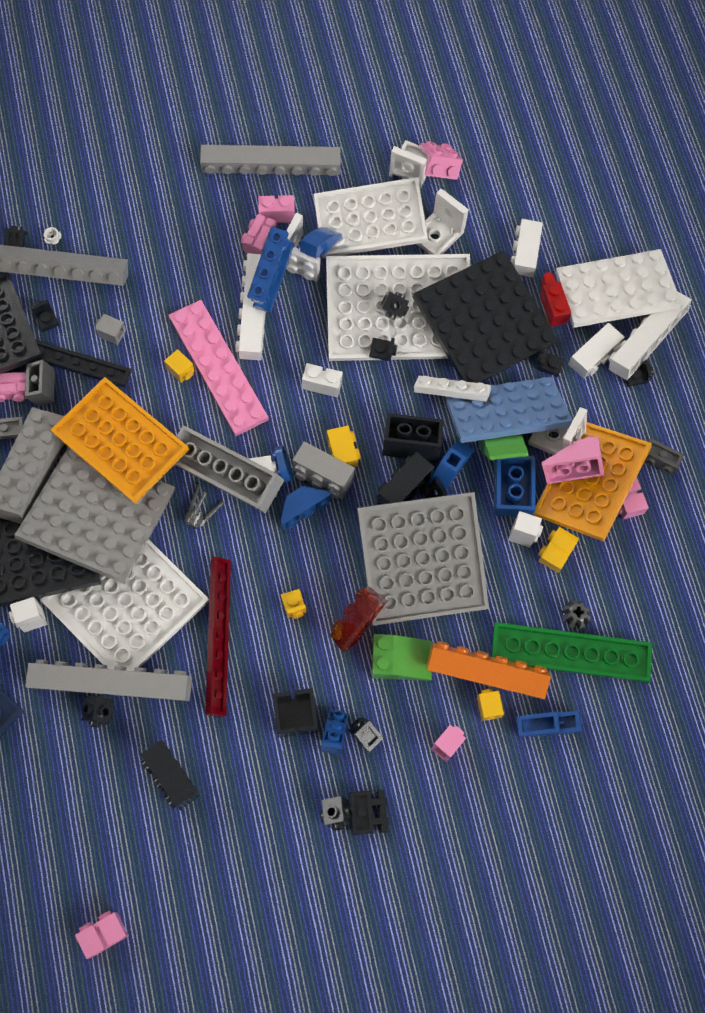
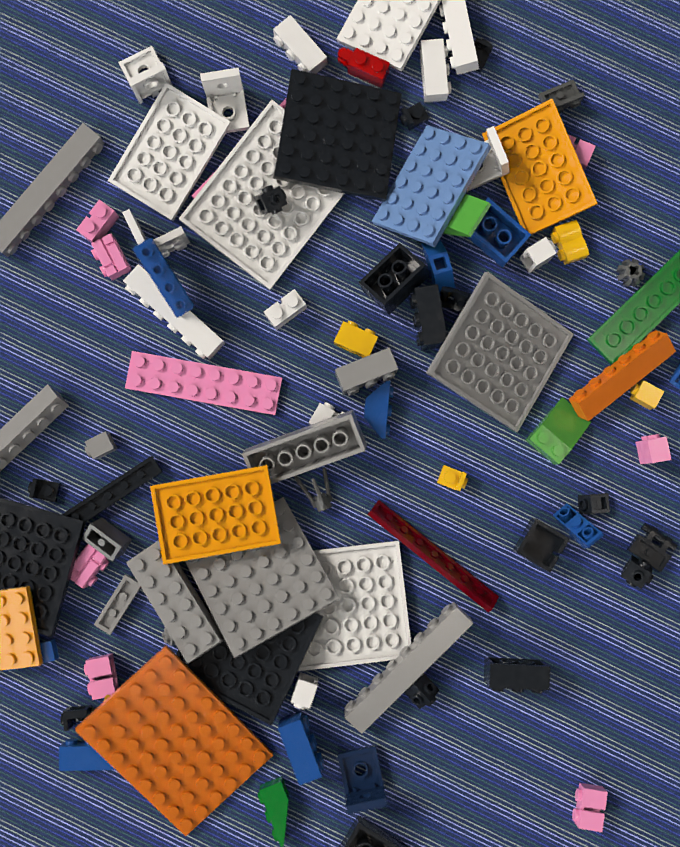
camera: 50 degrees left, 15 degrees up
(179, 366) = (180, 414): yellow brick -> none
(281, 457) = (338, 400): blue plate -> none
(319, 241) = (164, 213): blue slope -> none
(357, 618) = (509, 441): clear red slope -> none
(383, 349) = (299, 239): black bracket -> none
(441, 160) = (163, 45): bright pink bracket -> none
(452, 388) = (376, 212): white plate -> none
(575, 462) = (522, 165): bright pink slope -> none

